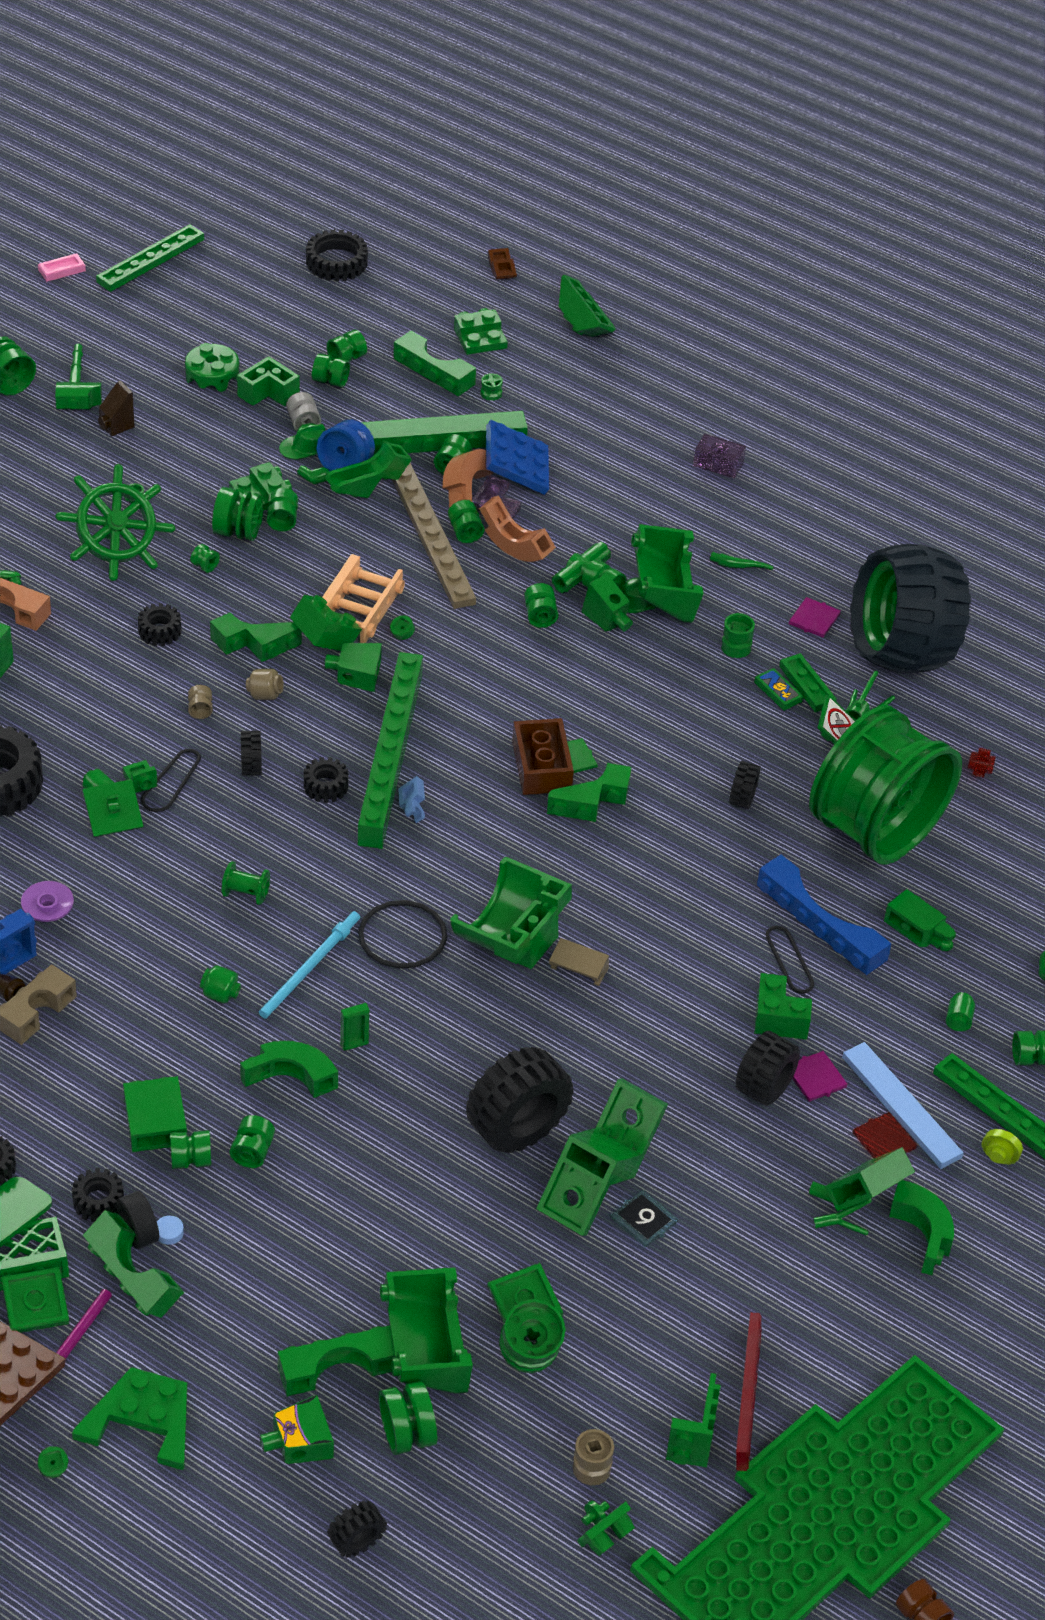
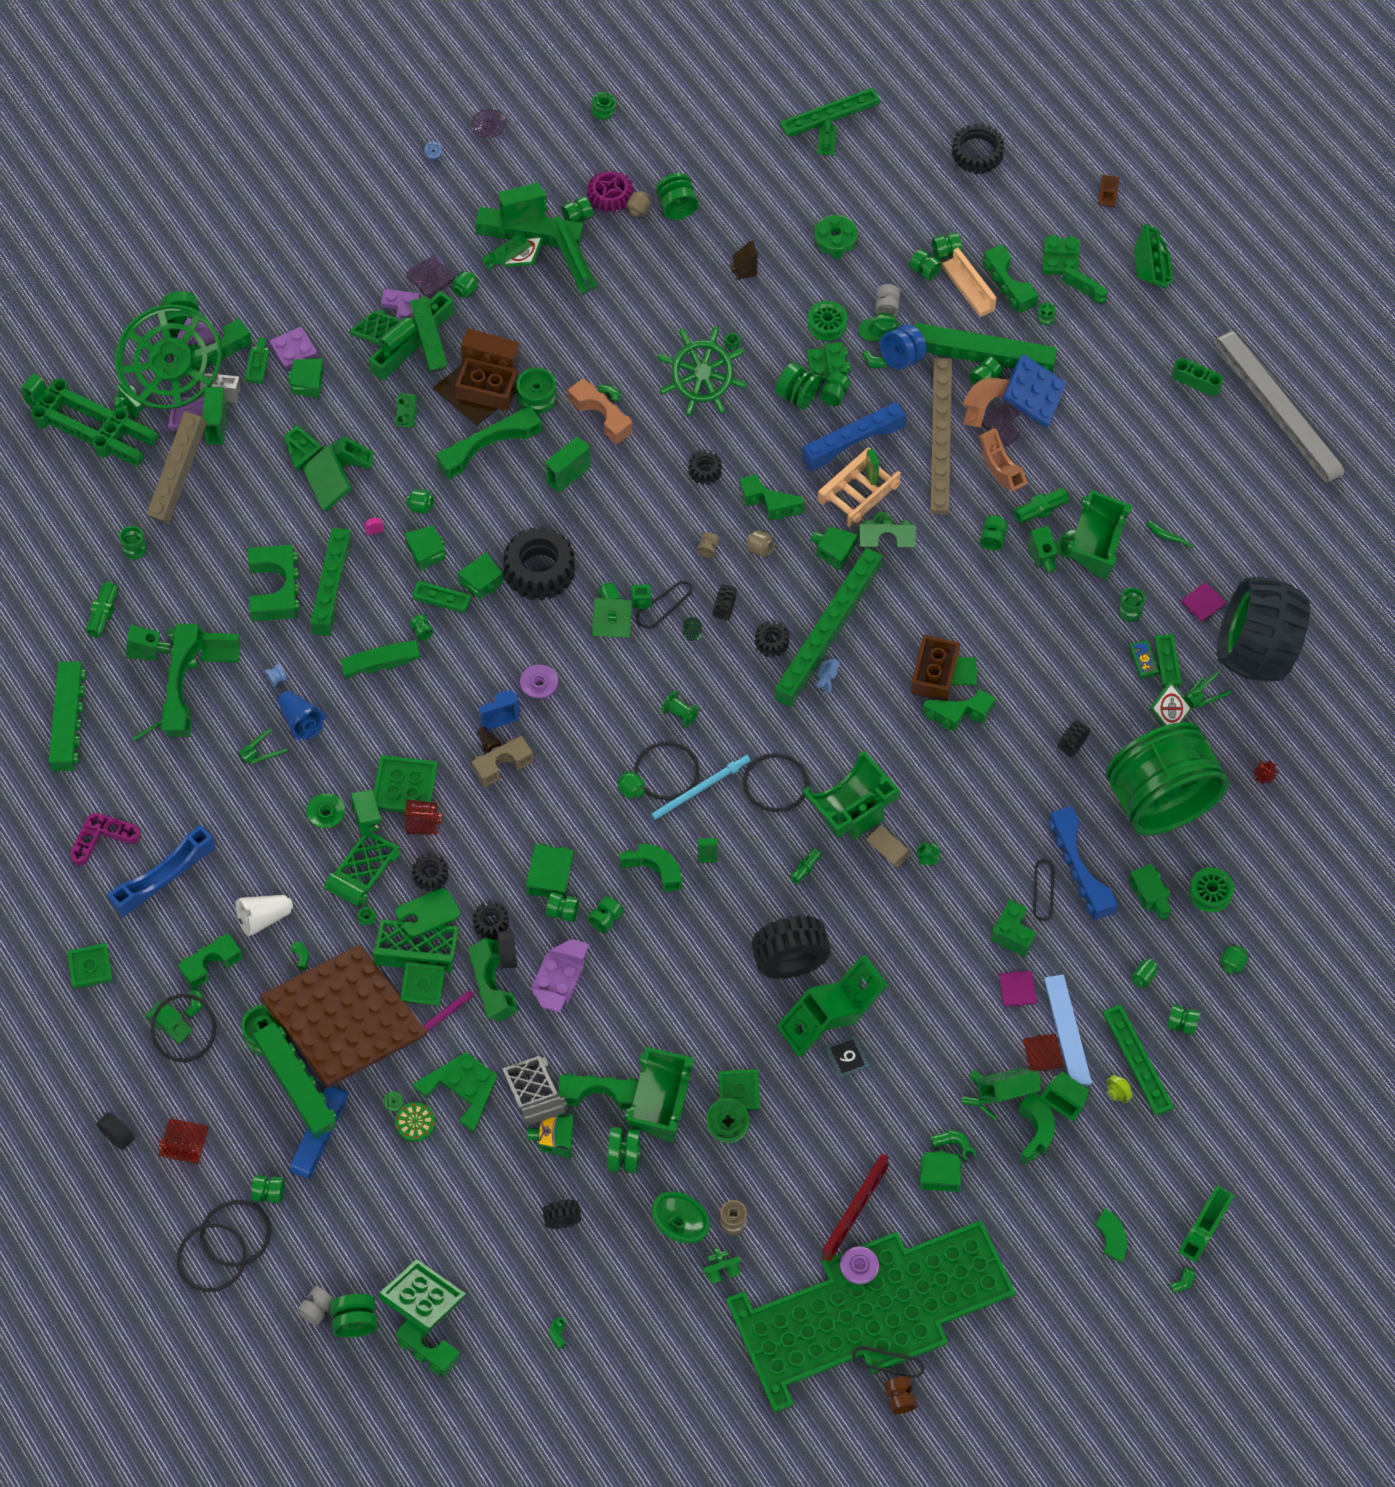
camera: 25 degrees right, 15 degrees up
(61, 267) = (758, 103): bright pink tile -> none
(76, 393) = (722, 234): green piece -> none
(94, 1481) = (415, 1122): none -> green tile
(157, 281) = (827, 138): none -> green hinge
(170, 1230) = (527, 960): light blue tile -> none
(205, 558) = (760, 417): green wheel -> none
(220, 795) = (692, 624): none -> clear green wheel
(221, 1229) = (559, 974): none -> medium lavender piece
(240, 448) = (827, 321): none -> green wheel
(260, 927) = (669, 744): none -> black piece
(266, 380) = (870, 262): green brick -> none
(268, 1399) = (540, 1106): none -> dark grey piece
(297, 572) = (826, 448): none -> blue arch
(324, 625) = (819, 508): green brick -> none
(364, 476) = (908, 376): green arch -> none
(368, 566) = (872, 466): none -> green tile
(390, 381) = (970, 283): none -> light nougat fence
(435, 630) = (870, 533): none -> green arch
(466, 521) = (969, 441): green wheel -> none
(485, 1014) = (805, 866): none -> green pin
(521, 350) = (1085, 285): none -> green hinge
(522, 1480) = (680, 1217): none -> green dish
(597, 569) = (1051, 517): green wheel -> none
(633, 956) = (928, 854): none -> green gear
(691, 406) = (1197, 377): none -> green beam
(691, 1440) = (800, 1231): green plate -> none
(719, 455) = (1205, 435): clear purple brick -> none
(767, 1068) = (978, 975): black tyre -> none
(789, 1460) = (859, 1265): none -> medium lavender wheel
(796, 413) = (1279, 407): none -> light grey beam
(826, 1269) = (952, 1137): none -> green piece
(833, 1314) = (940, 1172): none -> green torso
(882, 1560) = (887, 1370): none -> black piece
(944, 1173) = (1065, 1095): none -> green torso
(987, 901) = (1199, 890): none -> green wheel

